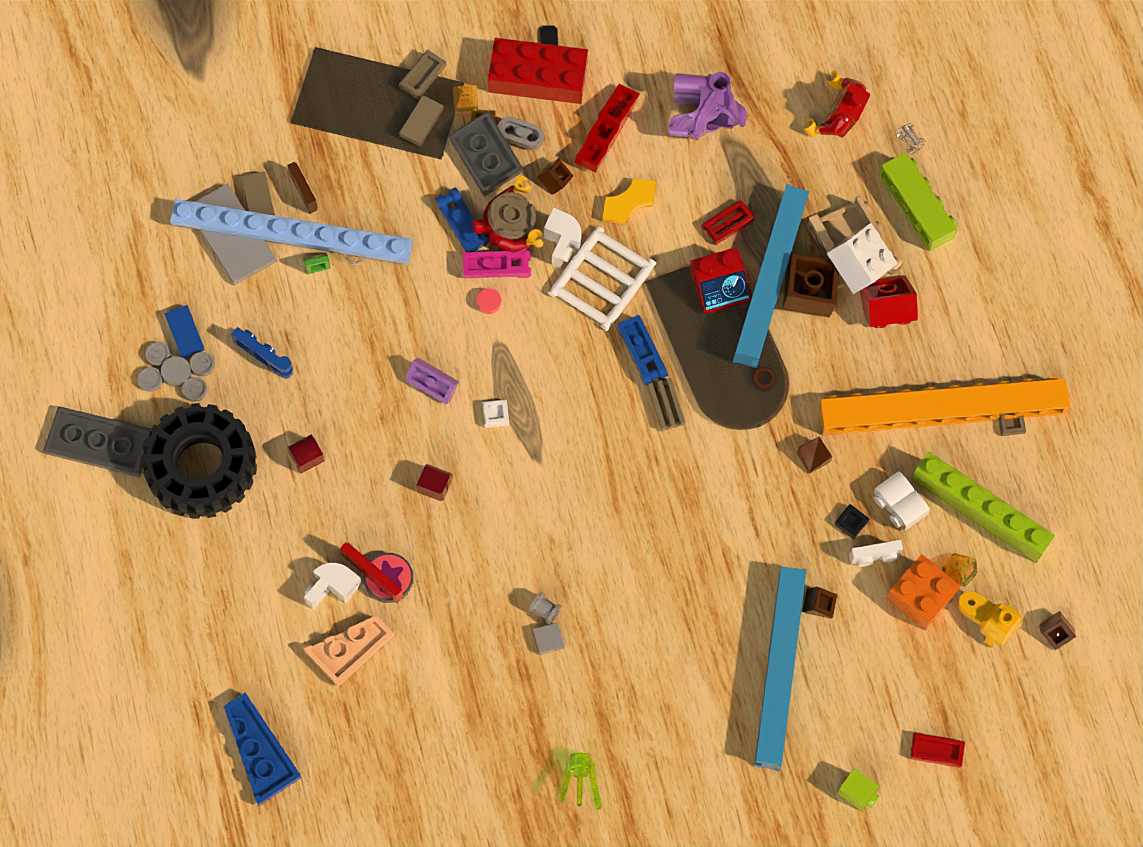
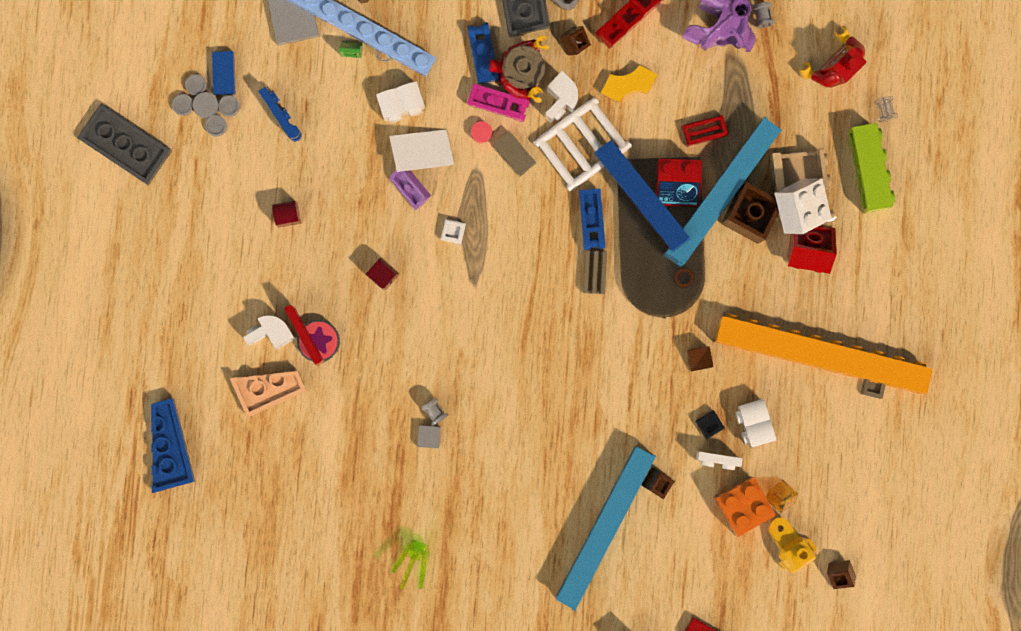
camera: 20 degrees right, 15 degrees up
(192, 427) = (171, 174): black tyre -> none
(390, 297) = (400, 102): none -> white brick
(431, 339) = (421, 150): none -> white sticker
(533, 311) = (514, 153): none -> dark tan tile
(687, 304) = (642, 196): none -> blue tile
(745, 86) = (764, 14): none -> light grey bush
(982, 507) = (821, 452): lime brick -> none

